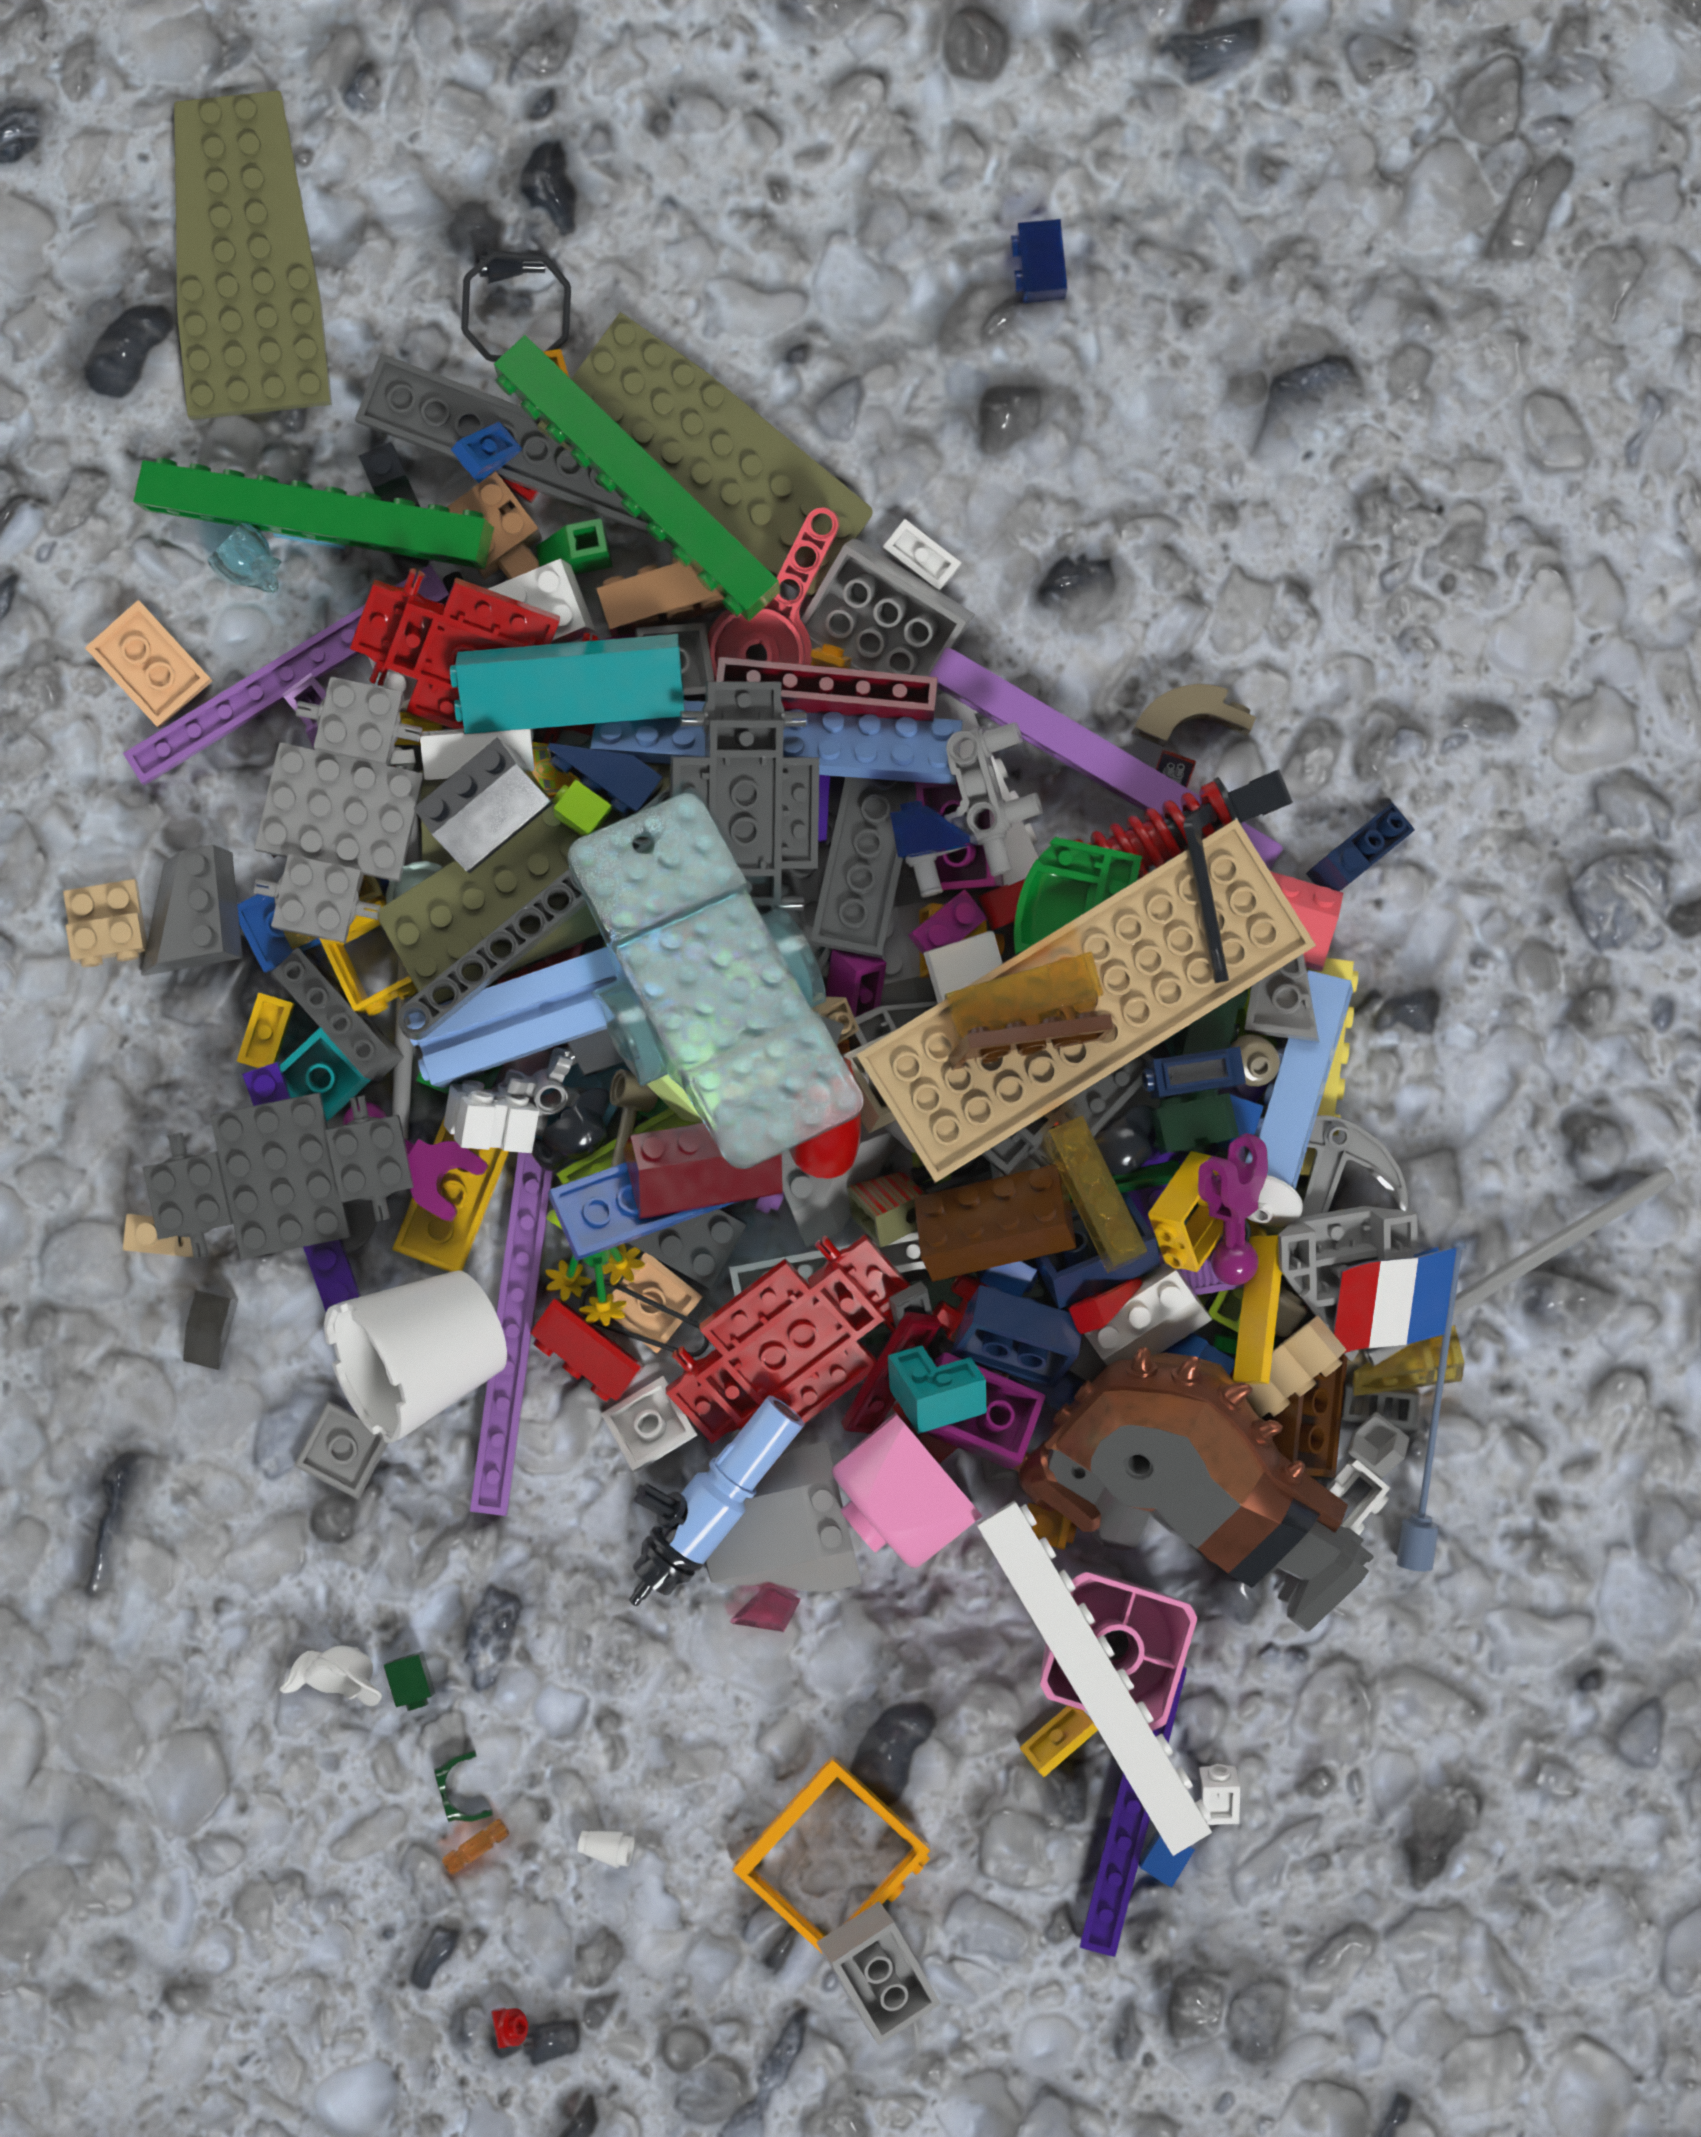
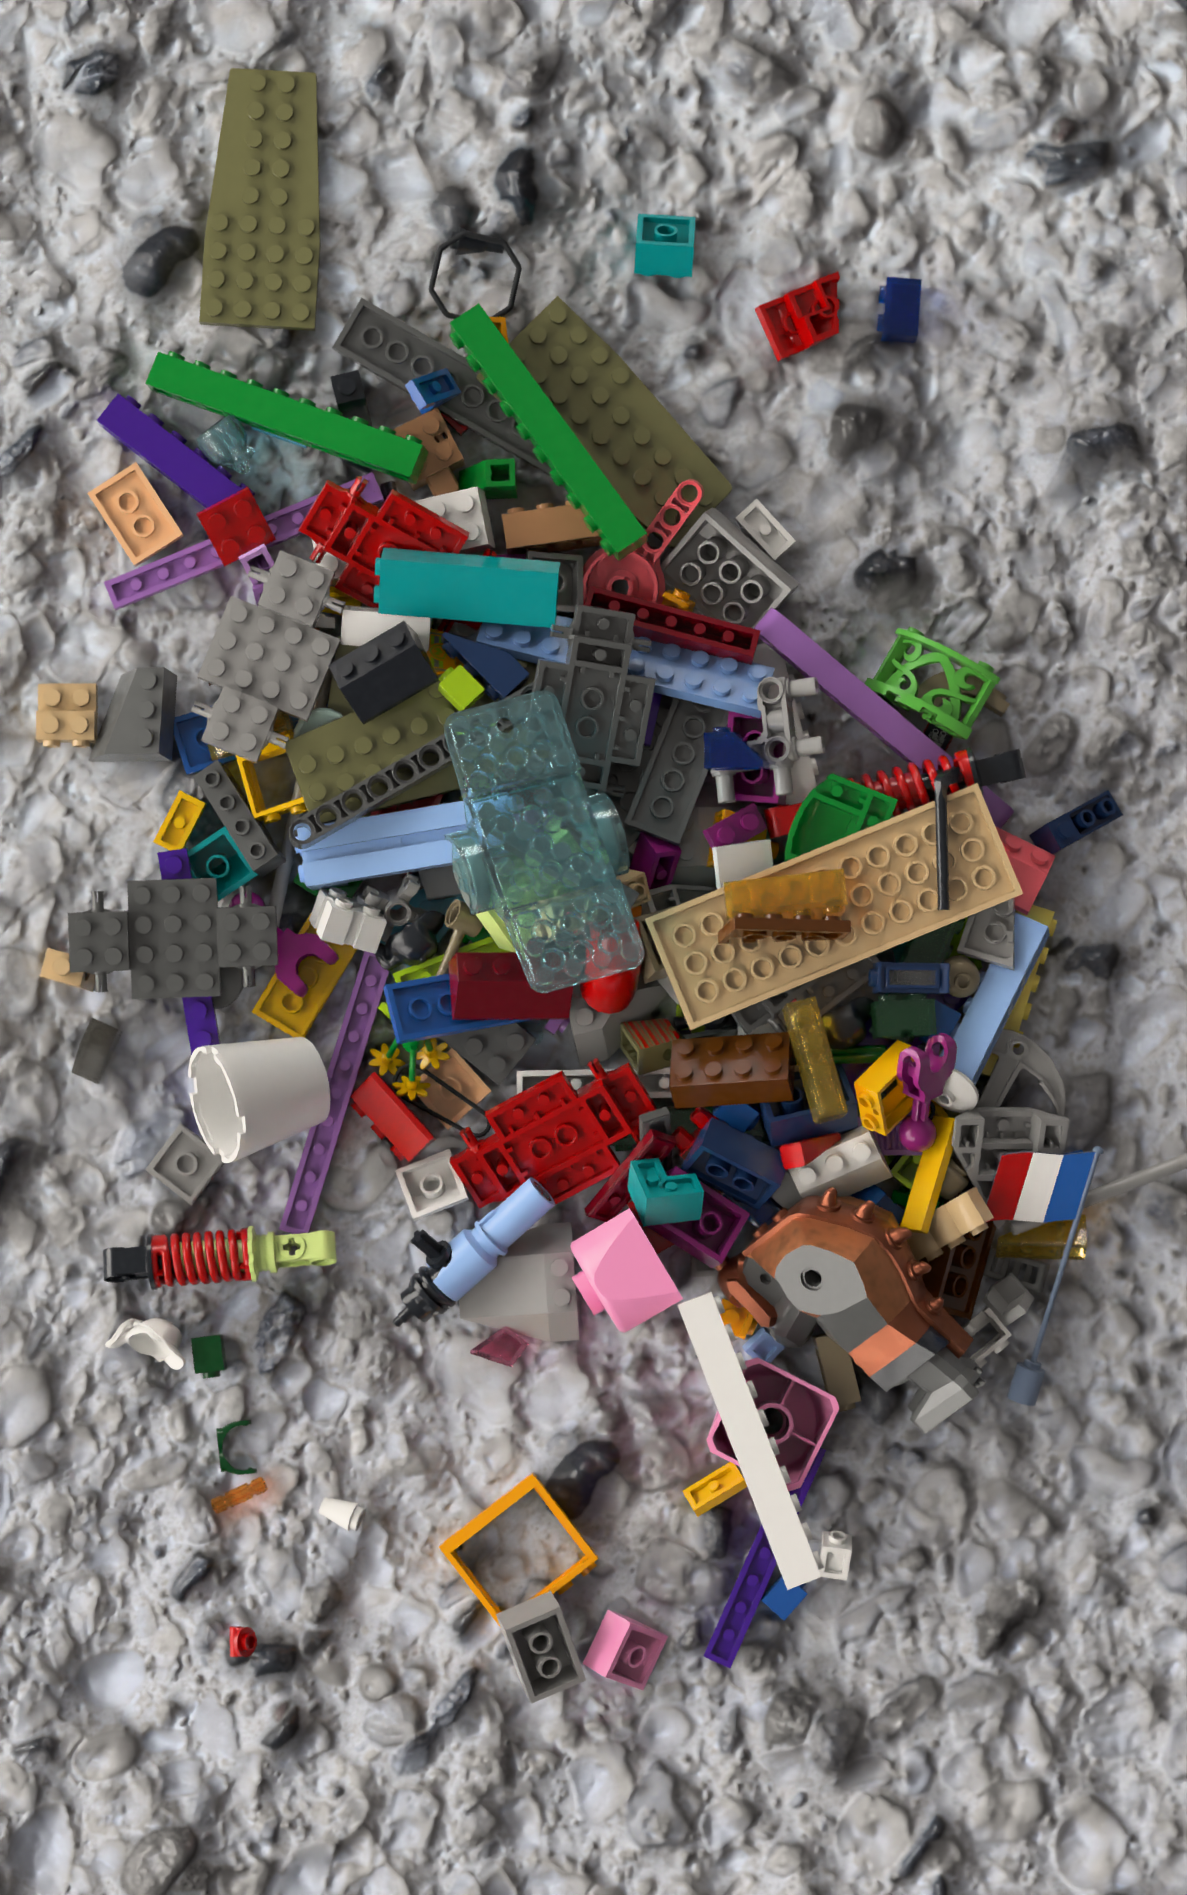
camera: 15 degrees right, 0 degrees up
(189, 591) = (167, 452): none -> dark purple brick
(272, 657) = (235, 526): none -> red plate
(397, 1562) = (207, 1260): none -> piece
(741, 230) = (664, 245): none -> teal slope
(922, 290) = (801, 317): none -> red slope
(982, 1956) = (625, 1650): none -> bright pink slope
(1088, 1554) = (763, 1346): none -> light blue plate
(1105, 709) = (891, 676): none -> bright green fence
(1184, 1571) = (837, 1372): none -> dark tan window

